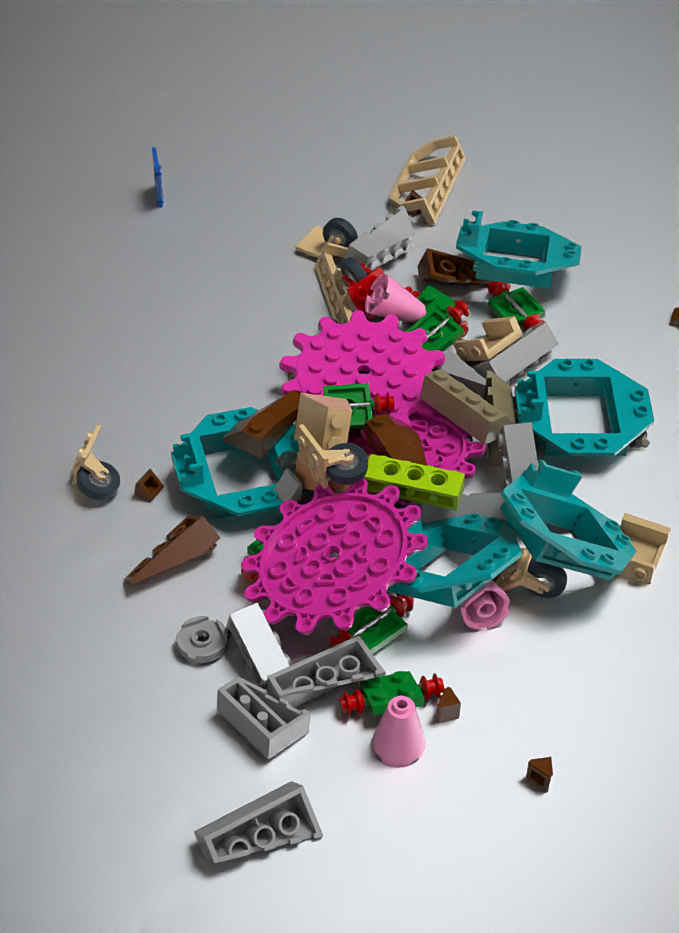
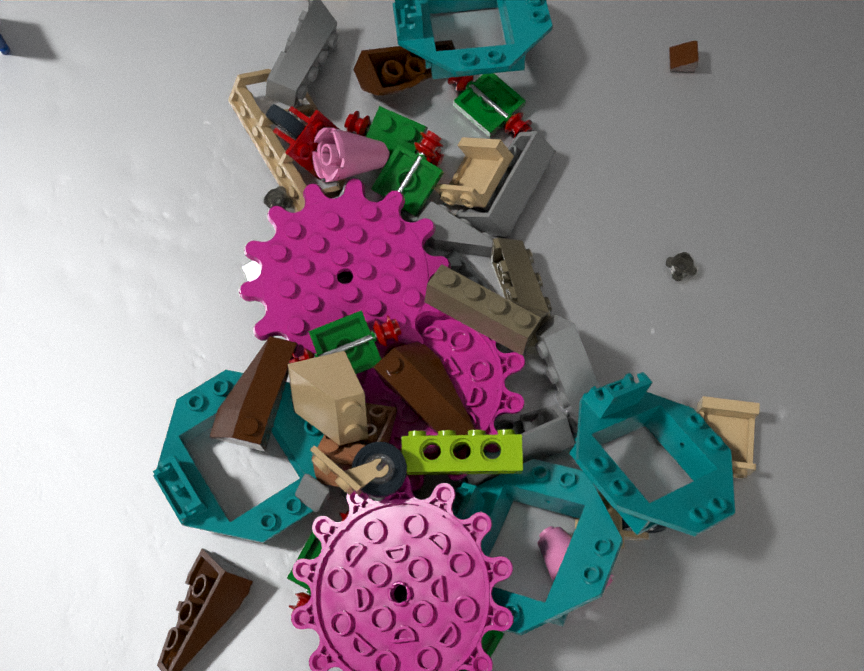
camera: 15 degrees left, 25 degrees up
(94, 477) = (76, 531): plate -> none
(148, 486) = (141, 517): reddish brown slope -> none
(287, 460) = (291, 450): clear smoke plate -> none
(335, 231) = (231, 57): plate -> none
(625, 399) = (661, 229): teal hinge -> none

